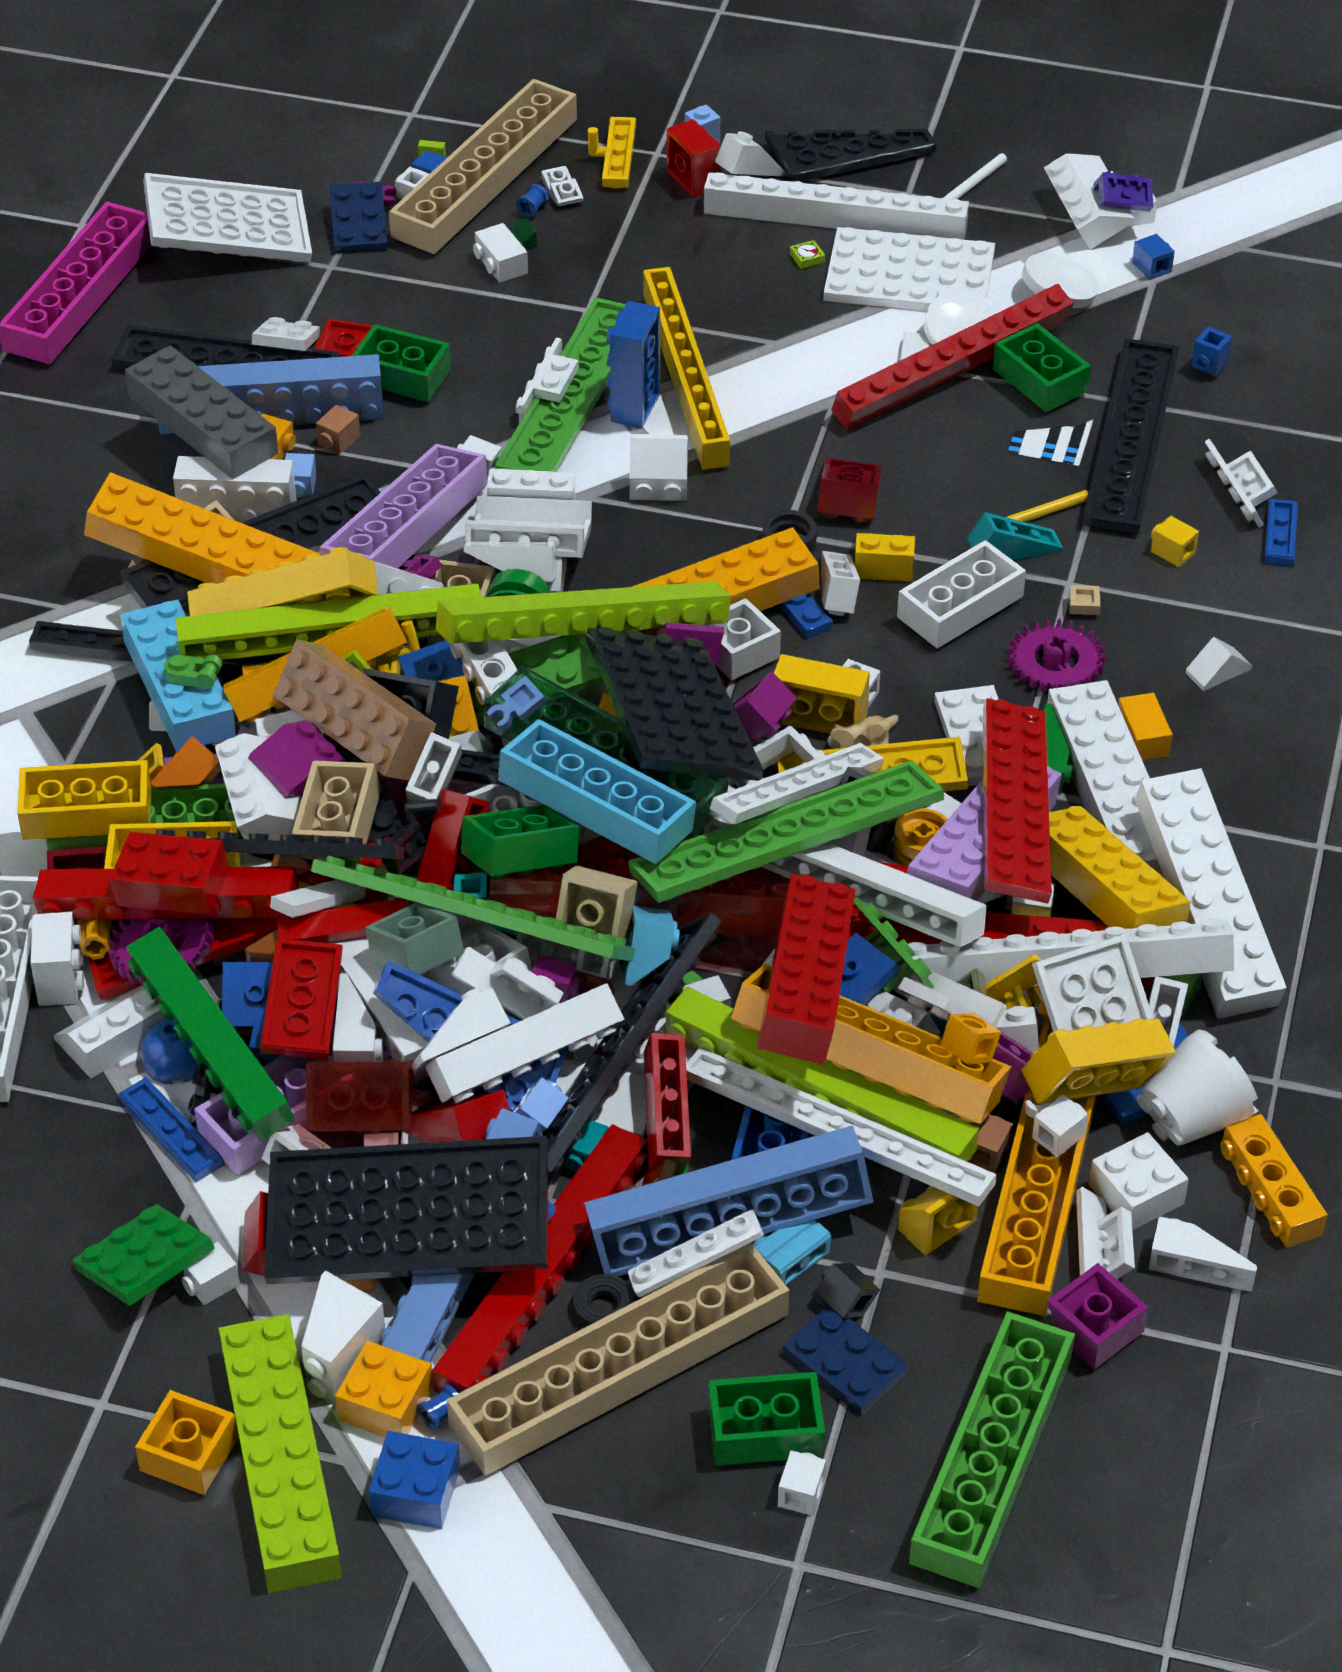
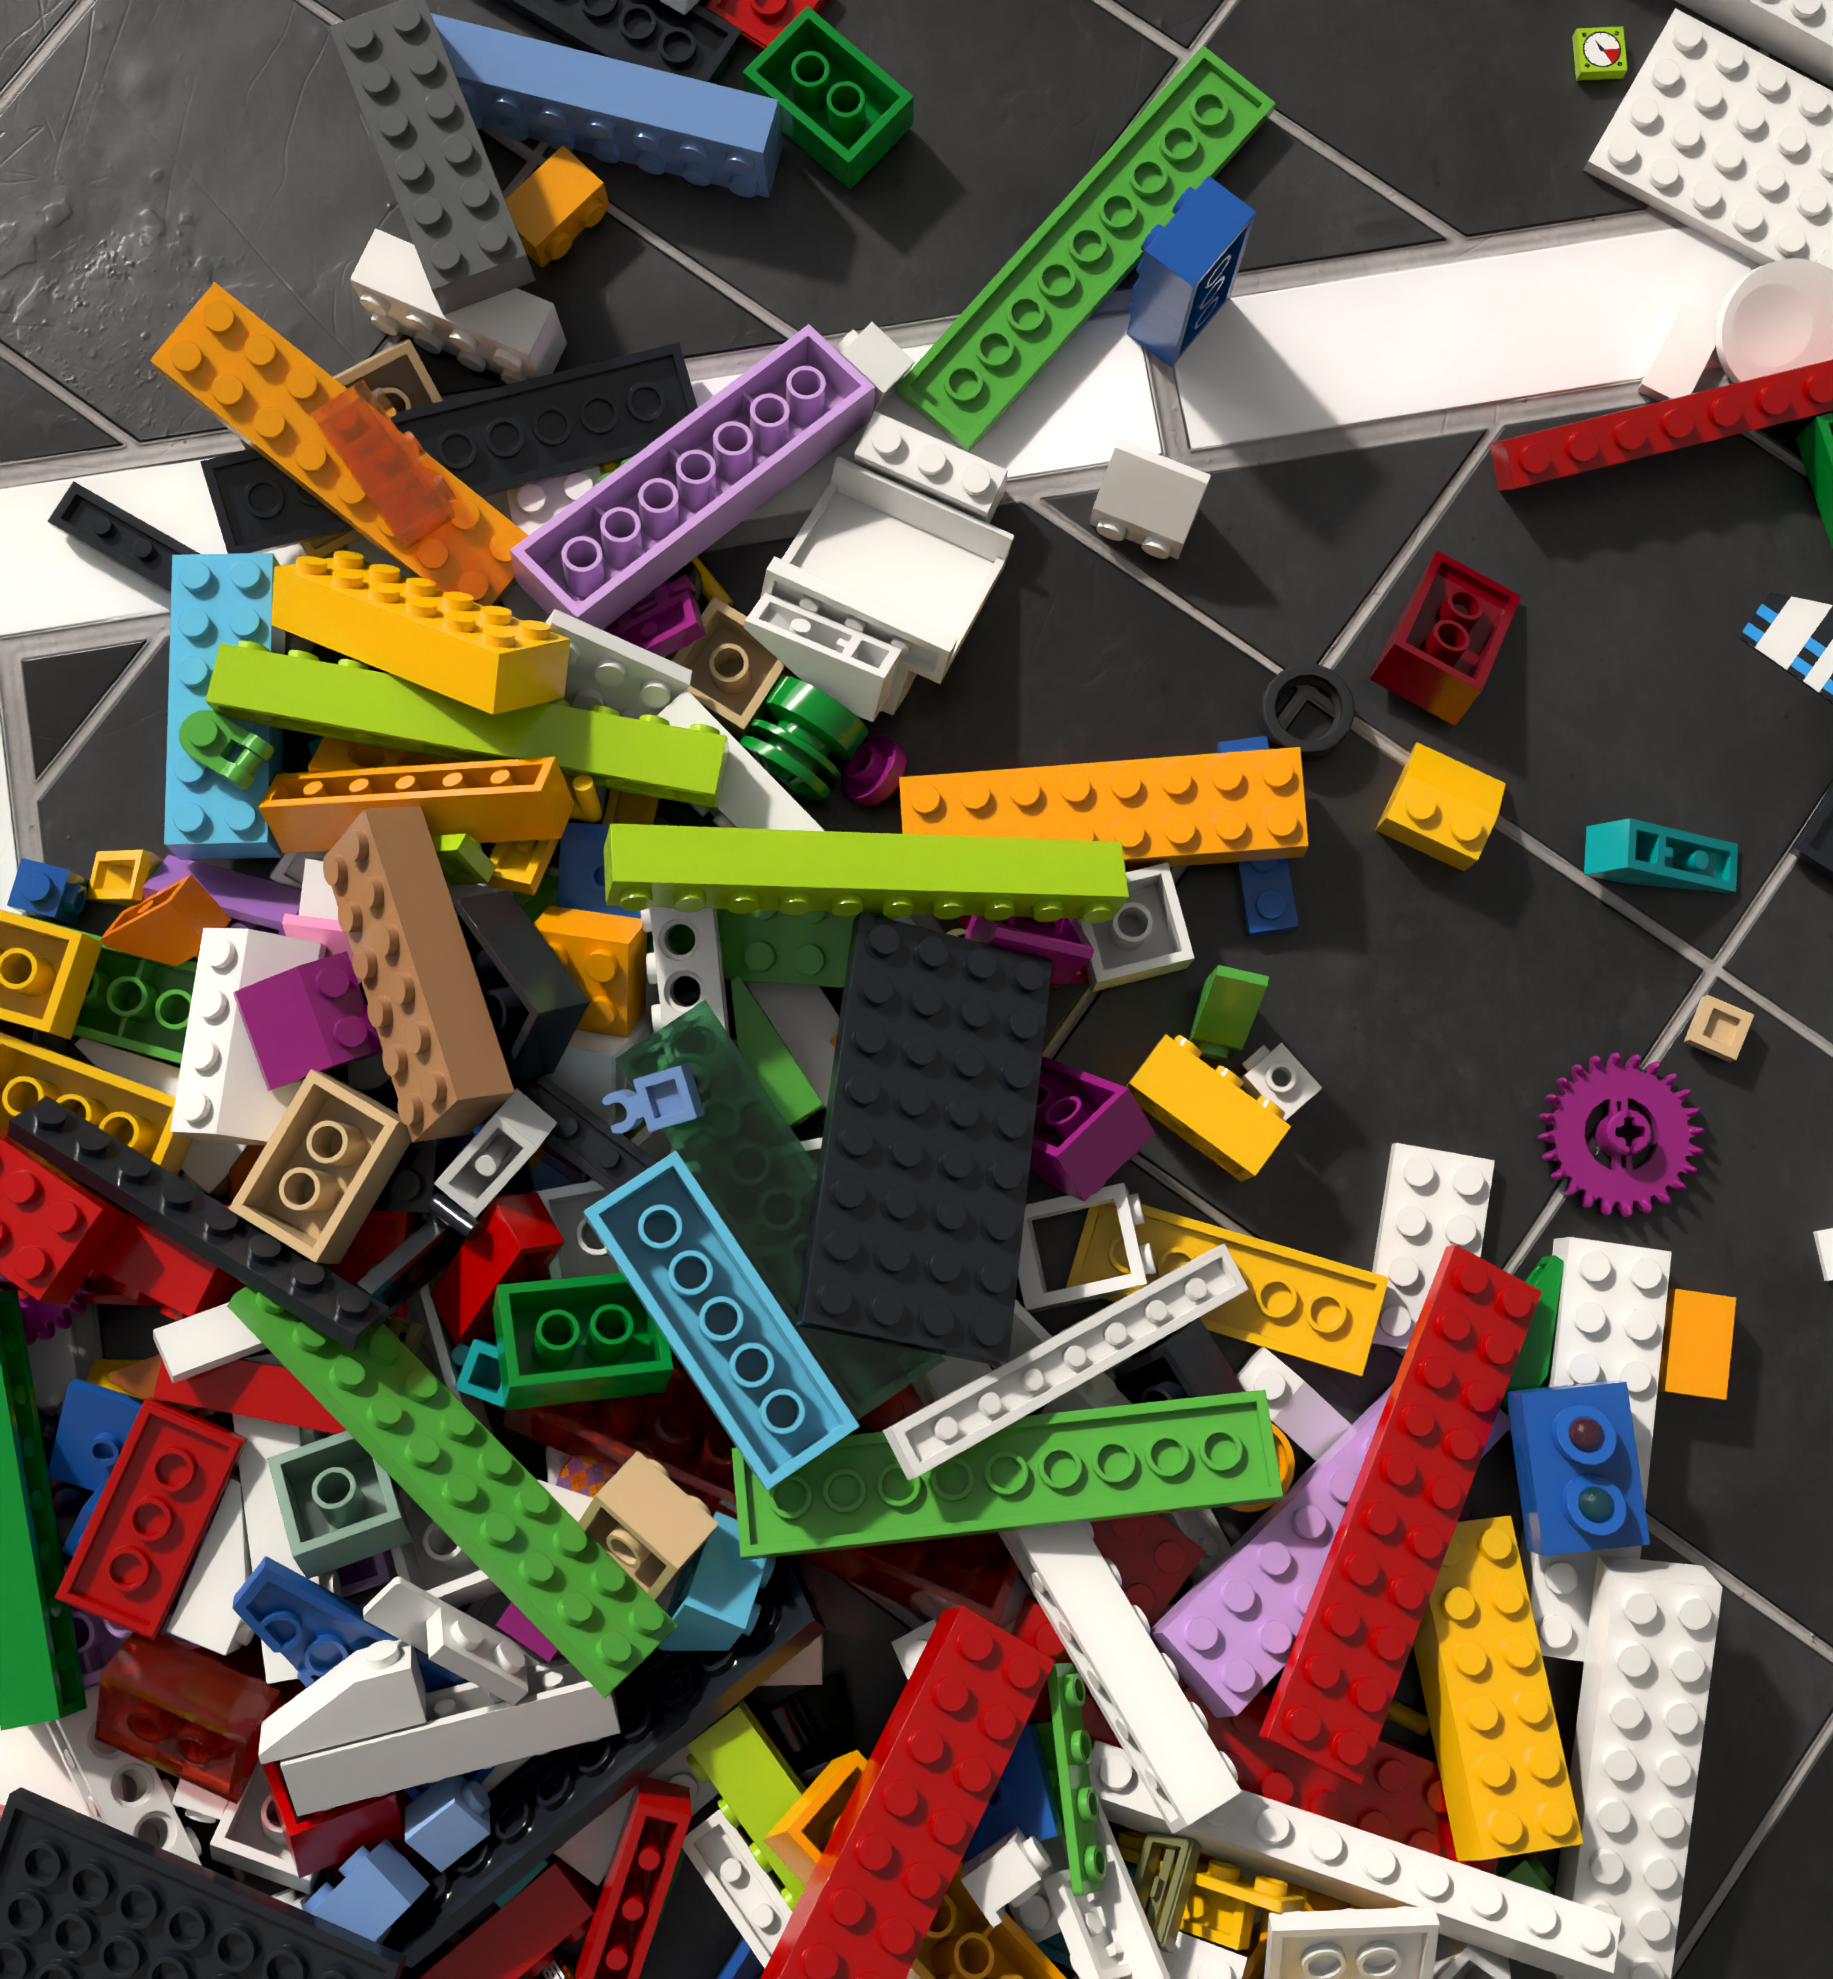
camera: 20 degrees right, 35 degrees up
(235, 525) = (385, 463): none -> clear orange brick
(304, 473) = (583, 296): light blue brick -> none
(338, 429) = (678, 211): nougat brick -> none
(550, 378) = (1059, 221): white bracket -> none
(688, 370) = (1286, 271): yellow brick -> none
(809, 630) = (1226, 1011): none -> bright green slope
(838, 583) = (1343, 846): white slope -> none
(871, 731) = (1251, 1205): tan animal -> none
(874, 981) = (1005, 1874): none -> white brick
(961, 594) = (1524, 957): white brick -> none
(1051, 507) = (1728, 796): yellow bar -> none
(1099, 758) = (1577, 1468): none -> blue piece

